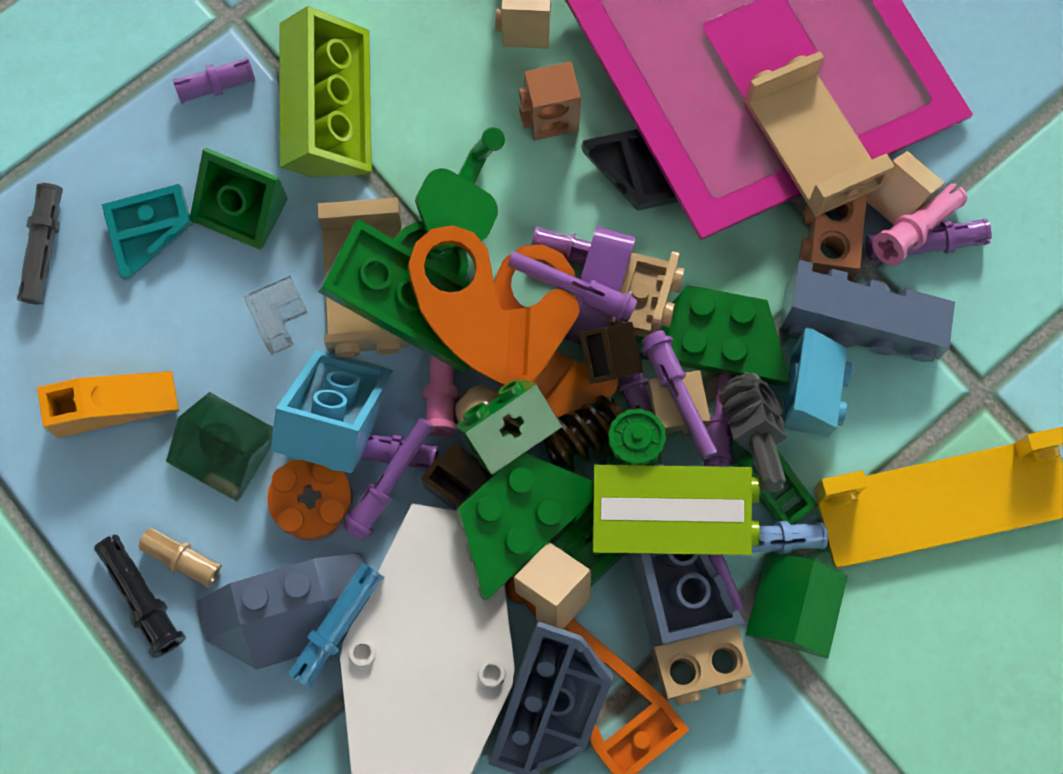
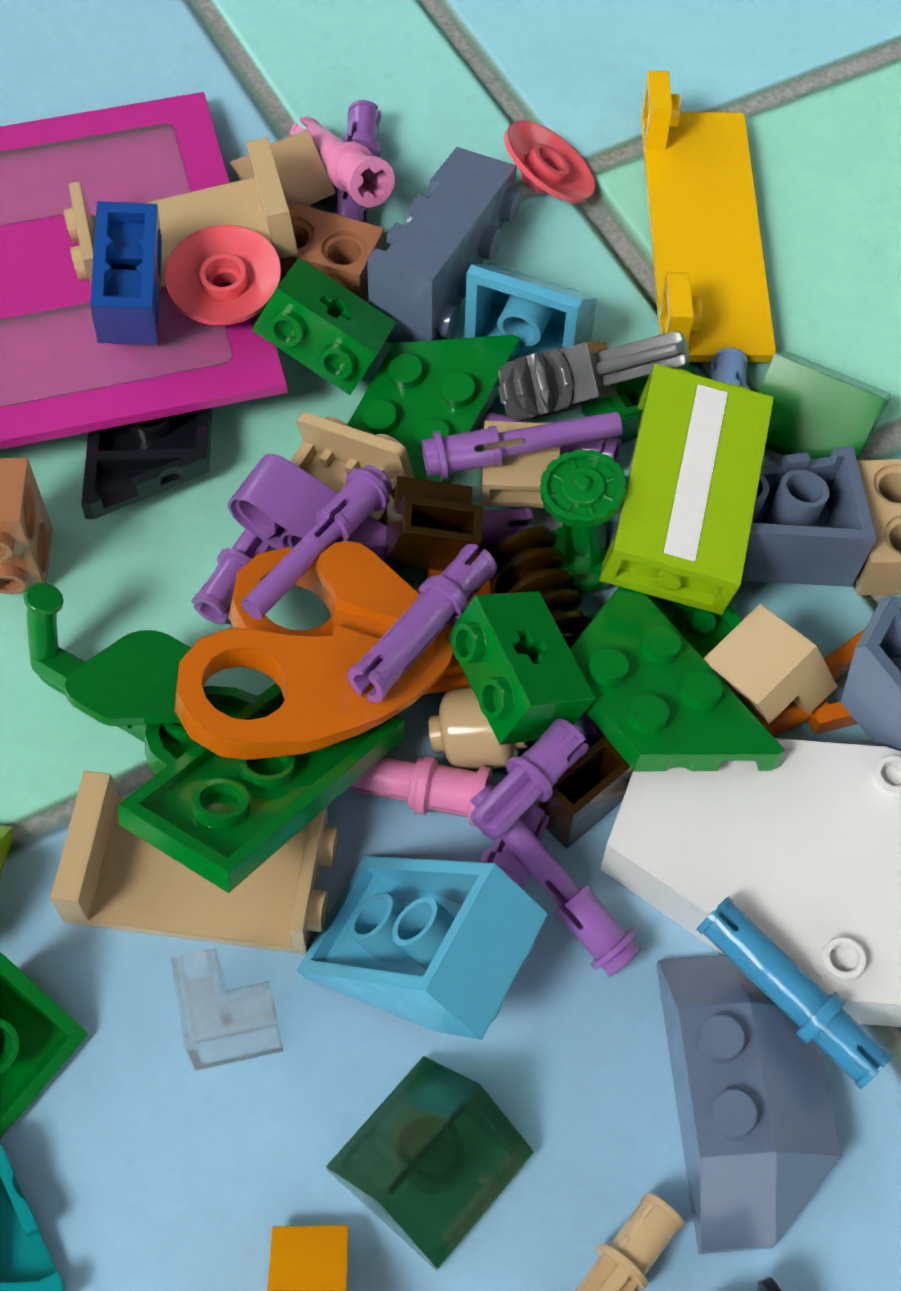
camera: 80 degrees left, 15 degrees down
(295, 517) = (583, 1052): orange plate -> none
(434, 446) = (530, 778): none -> medium lavender axle
(521, 360) = (438, 605): none -> medium lavender pin
(747, 110) = (126, 273): none -> blue brick
(767, 268) = (324, 326): none -> green brick
(776, 155) = (217, 258): none -> coral dish
(986, 374) = (548, 162): none -> coral dish

